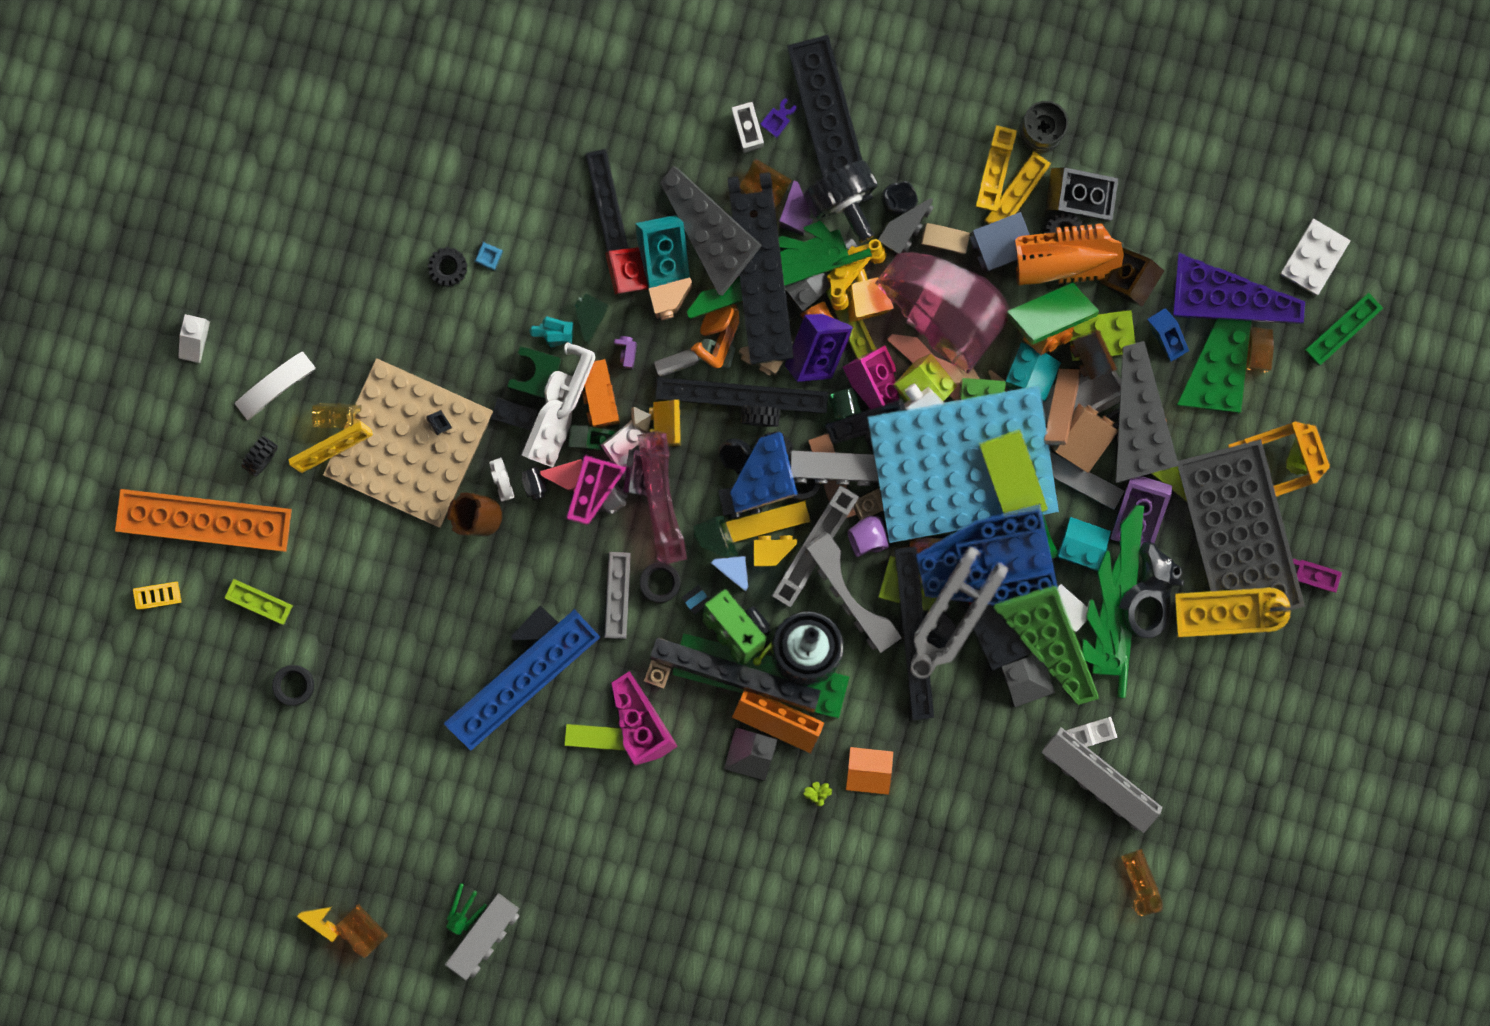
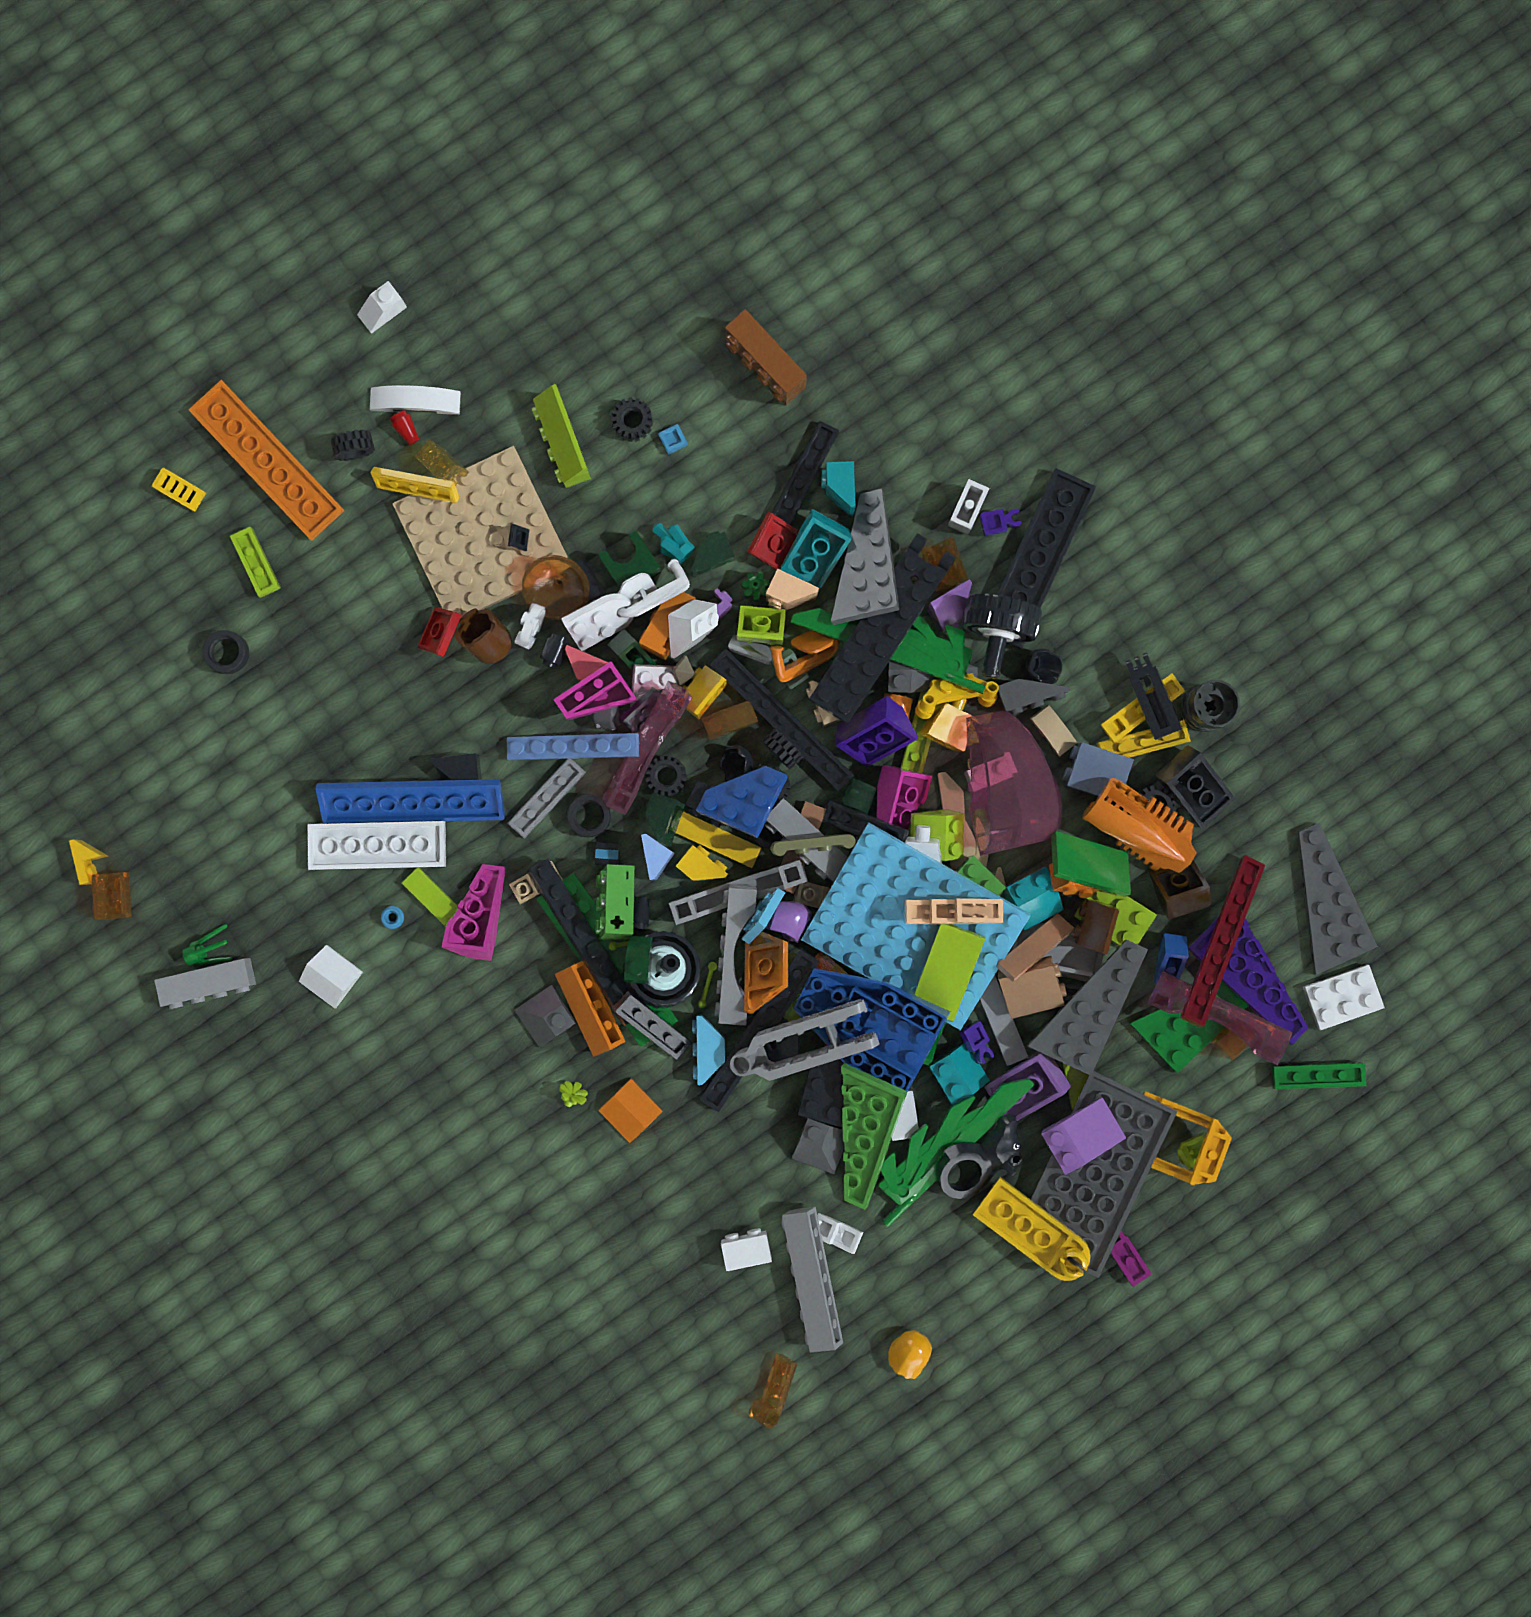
camera: 35 degrees right, 0 degrees up
(285, 411) = (405, 427): none -> red cone
(408, 323) = (561, 437): none -> lime slope
(438, 539) = (439, 631): none -> red tile
(505, 443) = (541, 588): none -> clear orange dish
(508, 141) = (765, 357): none -> dark orange brick
(523, 733) = (376, 845): none -> white plate
(569, 857) = (330, 976): none -> white slope
(571, 776) = (385, 917): none -> dark azure plate
(606, 541) = (573, 746): none -> medium blue plate
(619, 381) = (691, 625): none -> white slope
(641, 189) = (840, 485): none -> teal slope
(644, 317) = (757, 590): none -> green plant
(669, 338) = (761, 625): none -> lime slope
(678, 506) = (652, 776): none -> black tyre
(704, 427) = (729, 720): none -> clear orange slope
(786, 653) = (638, 960): none -> dark green slope
(834, 473) = (802, 845): none -> olive plate
(834, 693) = (652, 1025): none -> plate
(841, 617) = (712, 967): none -> lime hinge
(847, 548) = (763, 913): none -> medium azure plate
(880, 585) = (764, 970): none -> orange wing
(888, 678) = (708, 1049): none -> medium azure slope
(982, 429) = (954, 911): none -> light nougat slope
(1004, 158) = (1157, 704): none -> black hinge
(1037, 799) = (746, 1249): none -> white brick
(1075, 510) = (975, 1040): none -> dark purple plate
(1192, 290) = (1222, 941): none -> dark red plate
(1209, 513) = (1083, 1135): none -> medium lavender slope
(1217, 775) = (909, 1354): none -> light orange hair
(1255, 201) = (1332, 911): none -> dark grey wing
(1276, 335) = (1262, 1036): none -> clear pink arch

